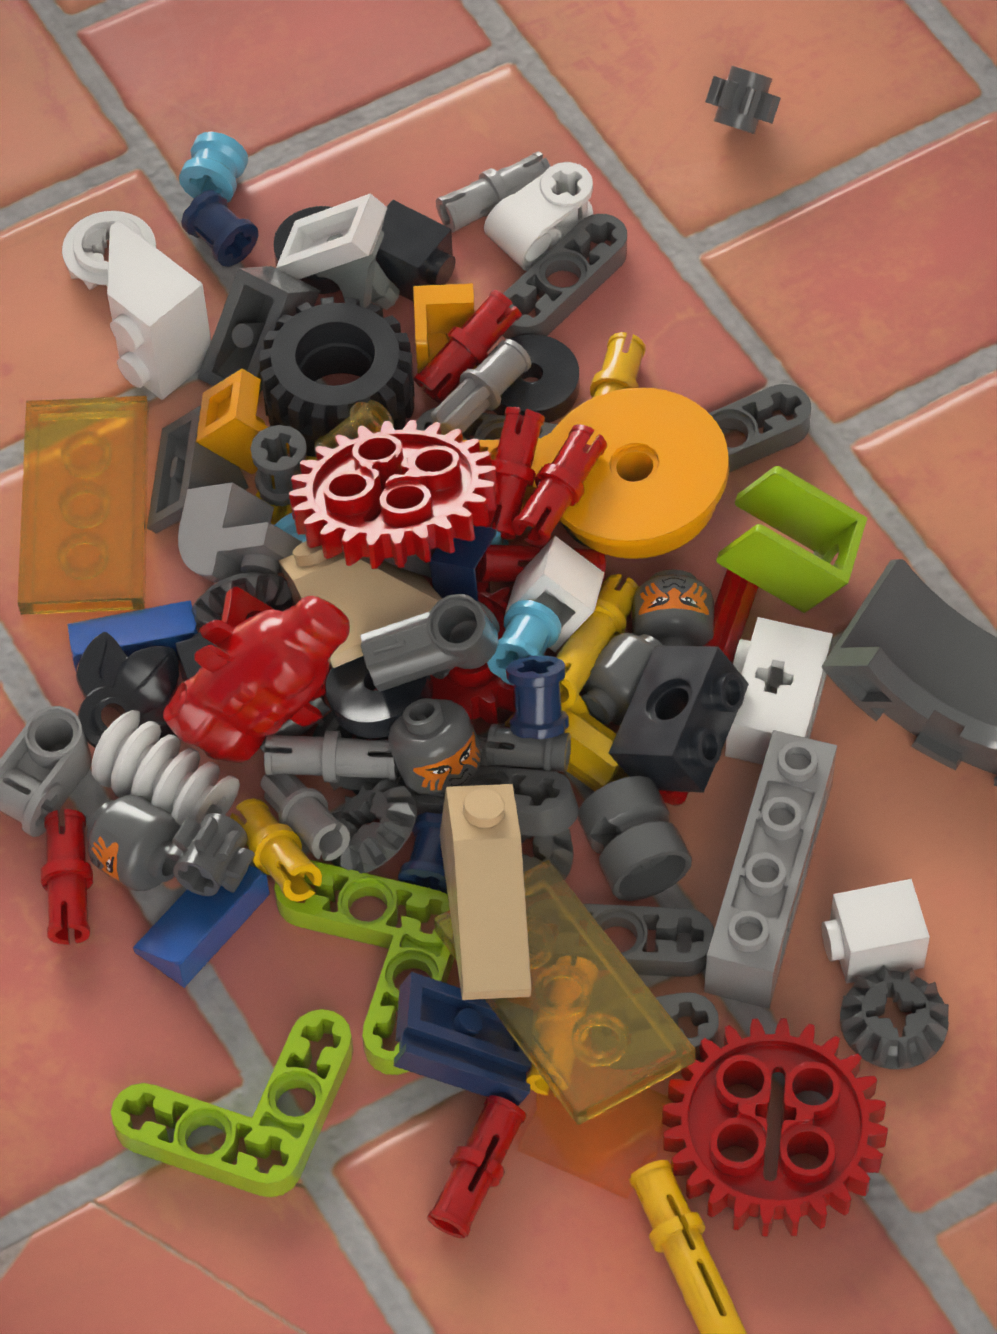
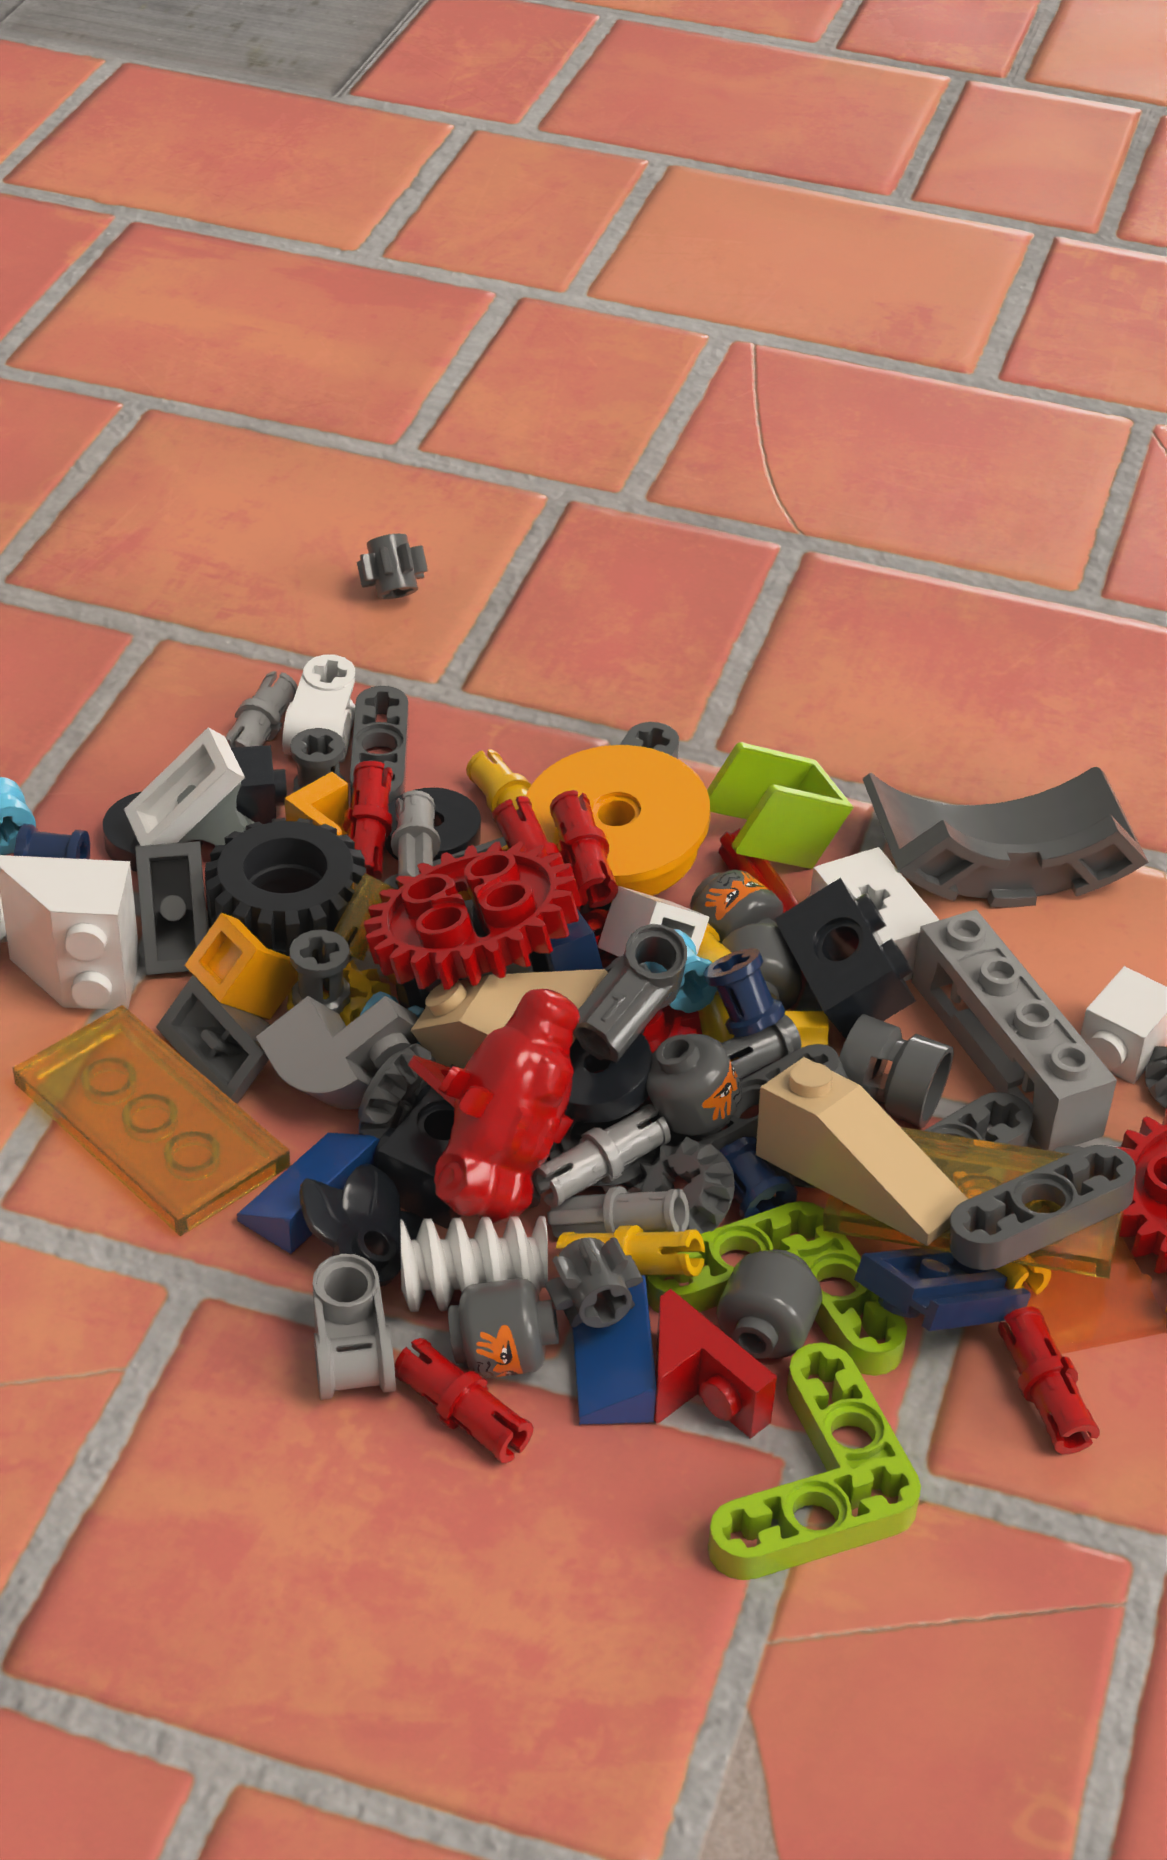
camera: 45 degrees left, 15 degrees down
(233, 962) = (704, 1361): none -> red slope
(331, 960) = (770, 1304): none -> dark grey head
(500, 259) = (316, 754): none -> dark grey bush
(590, 1056) = (1001, 1229): none -> dark grey beam

